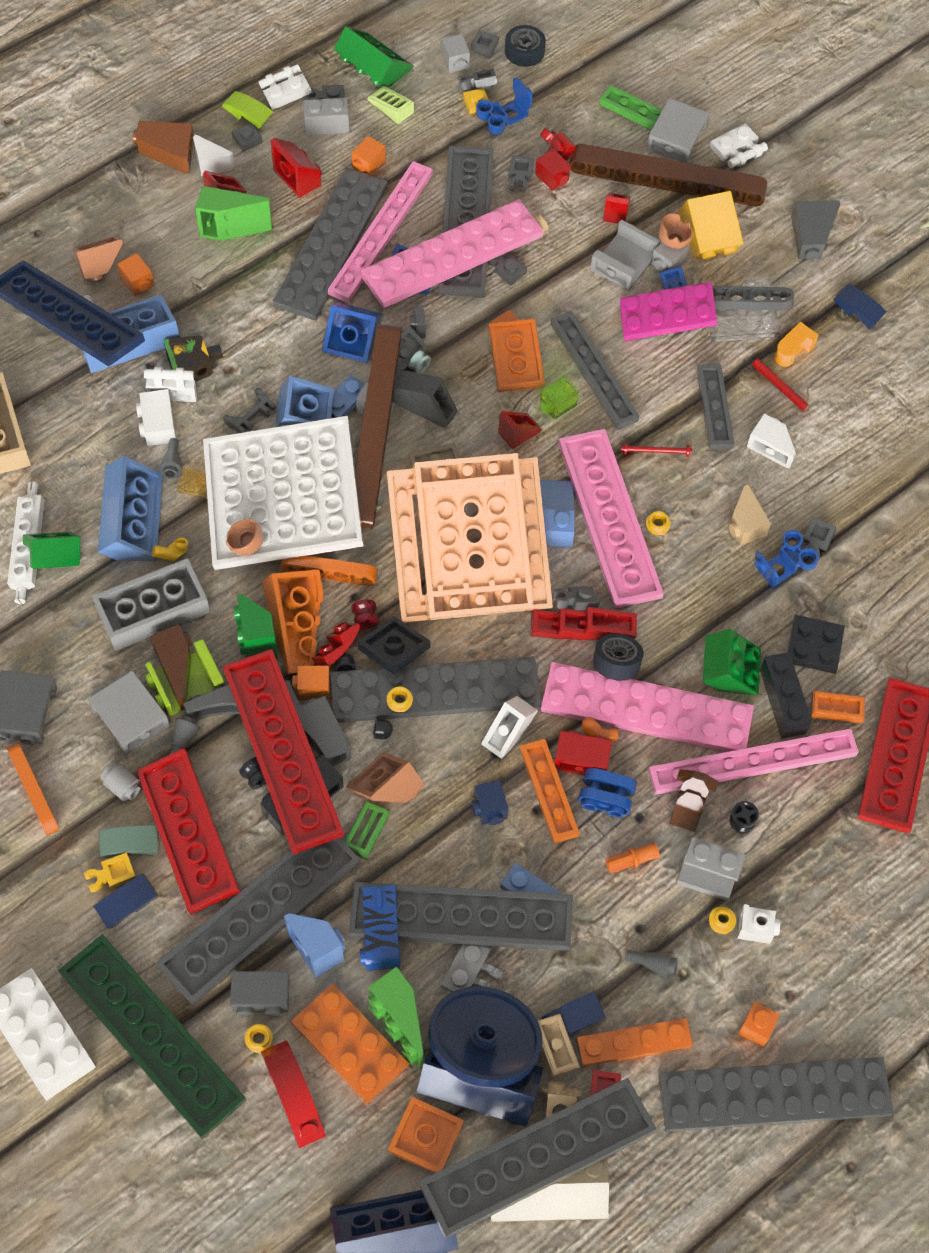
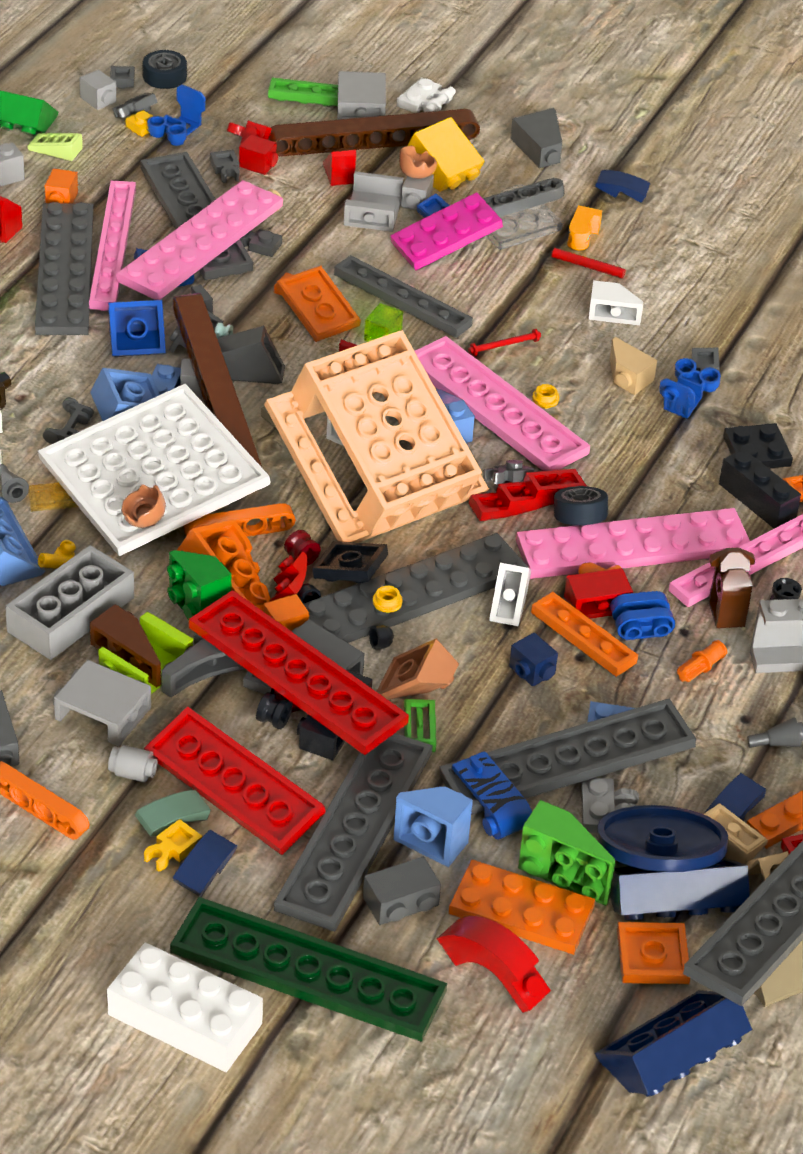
camera: 25 degrees left, 20 degrees down
(184, 732) = (173, 699): dark grey cone -> none
(252, 1032) = (424, 932): yellow plate -> none
(715, 407) = (539, 293): dark grey plate -> none
(731, 663) = (691, 479): green slope -> none

